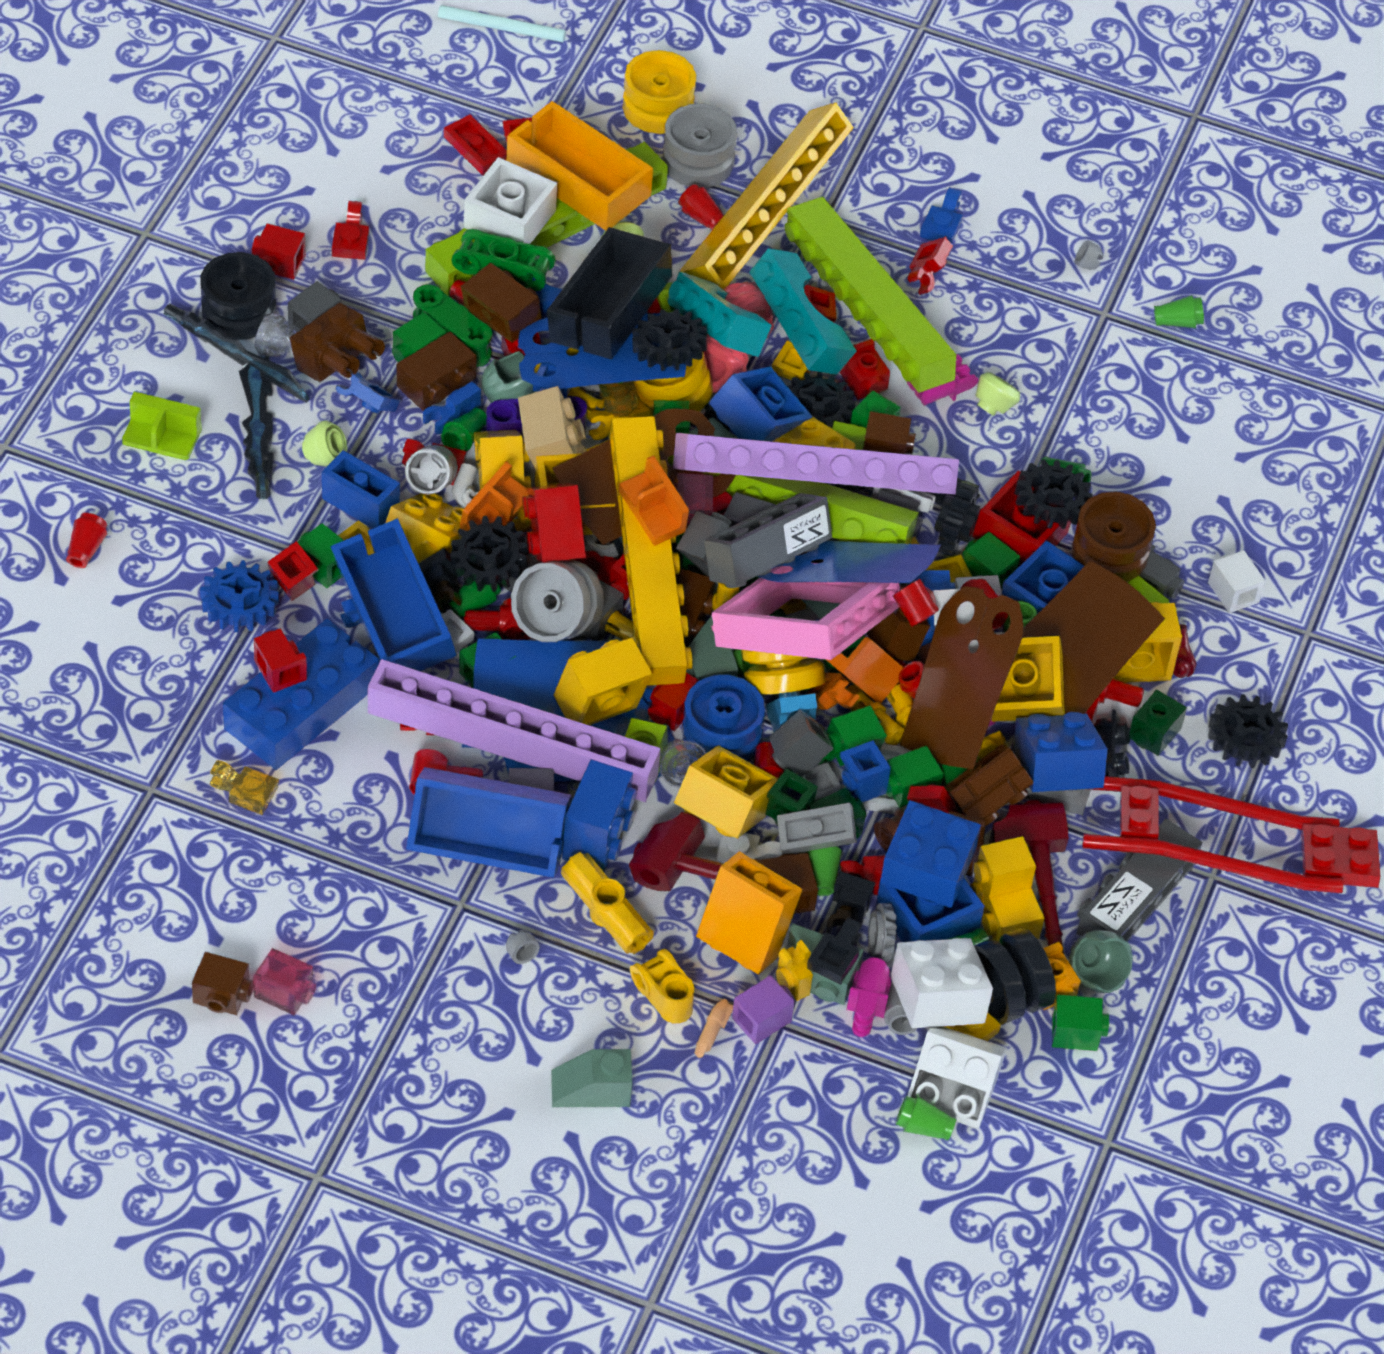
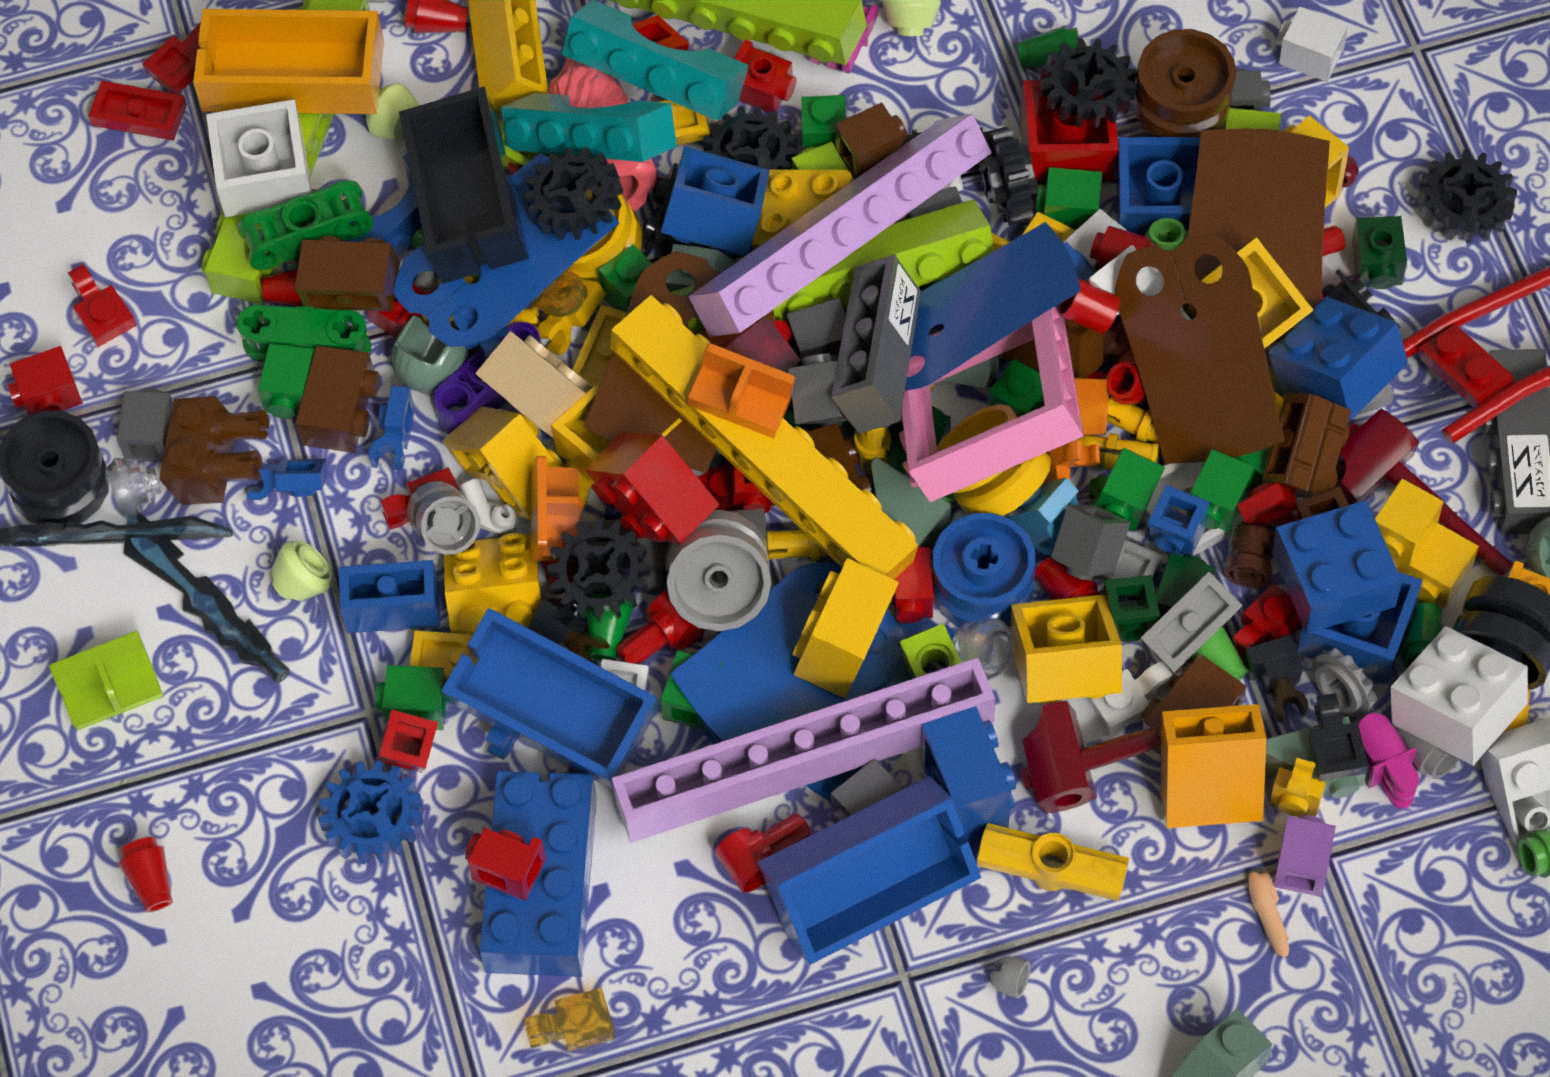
camera: 30 degrees left, 10 degrees up
(460, 431) = (424, 444): green cone -> none
(662, 981) = (1184, 905): yellow piece -> none

